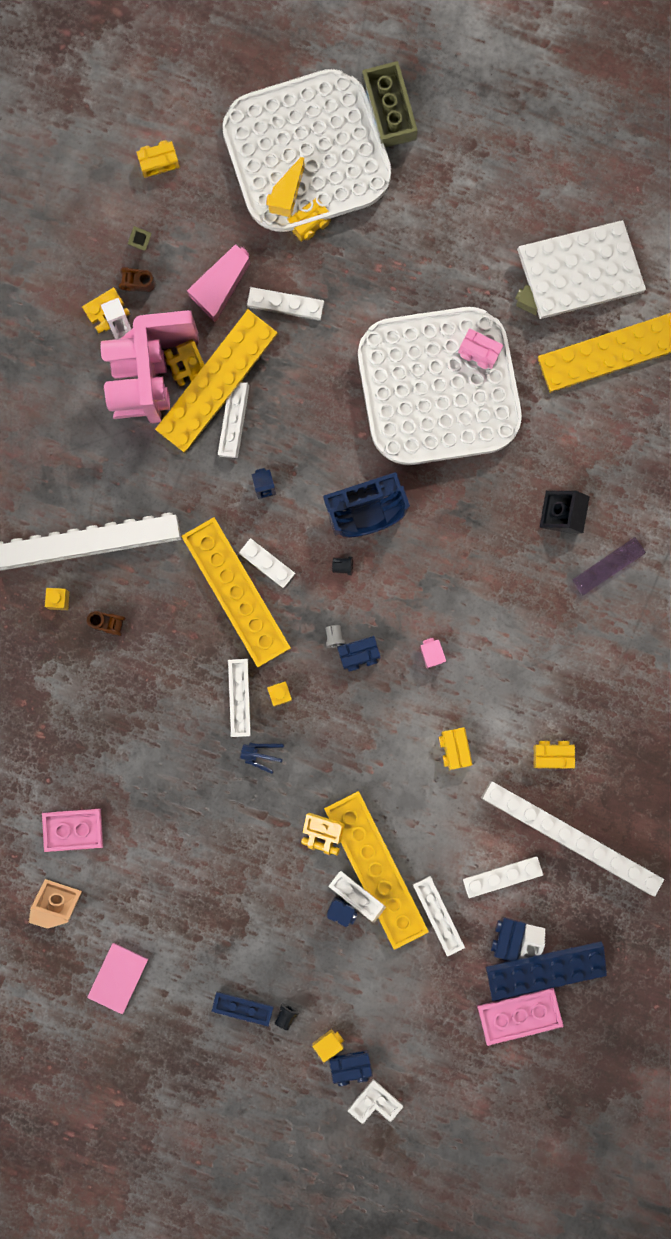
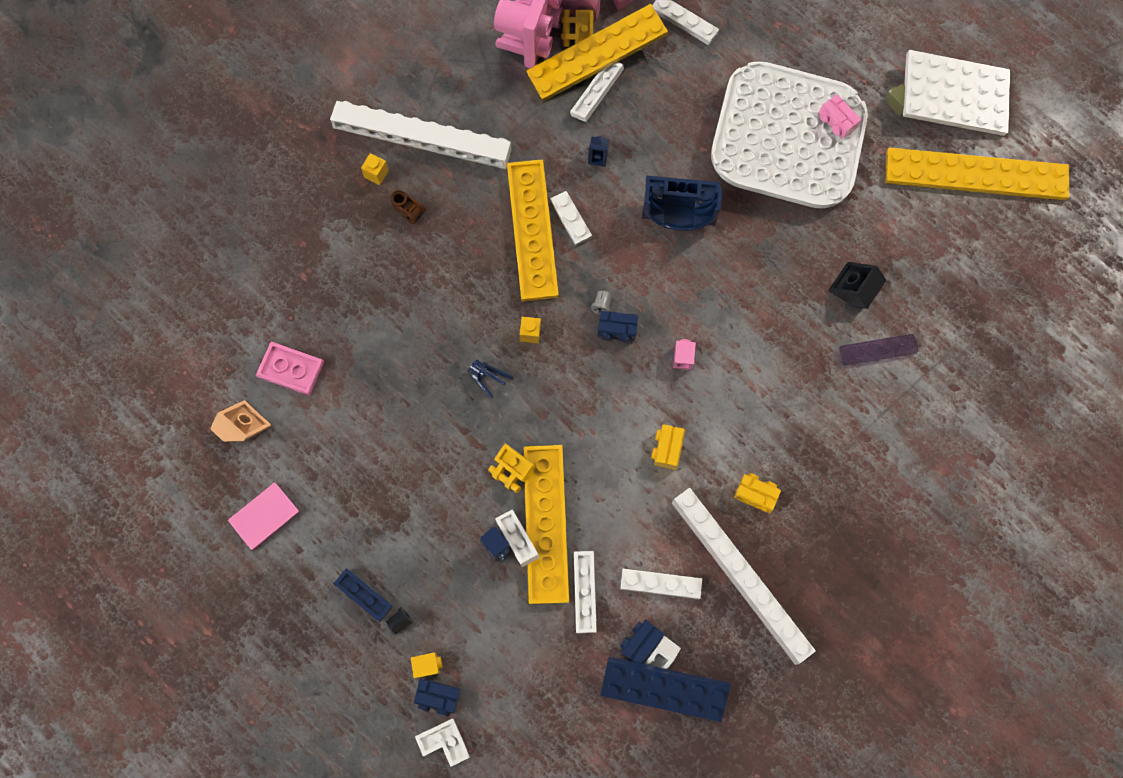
camera: 20 degrees right, 10 degrees down
(239, 698) = (492, 319): white plate -> none
(343, 565) = (637, 247): black bush -> none
(520, 1016) = (620, 723): bright pink tile -> none

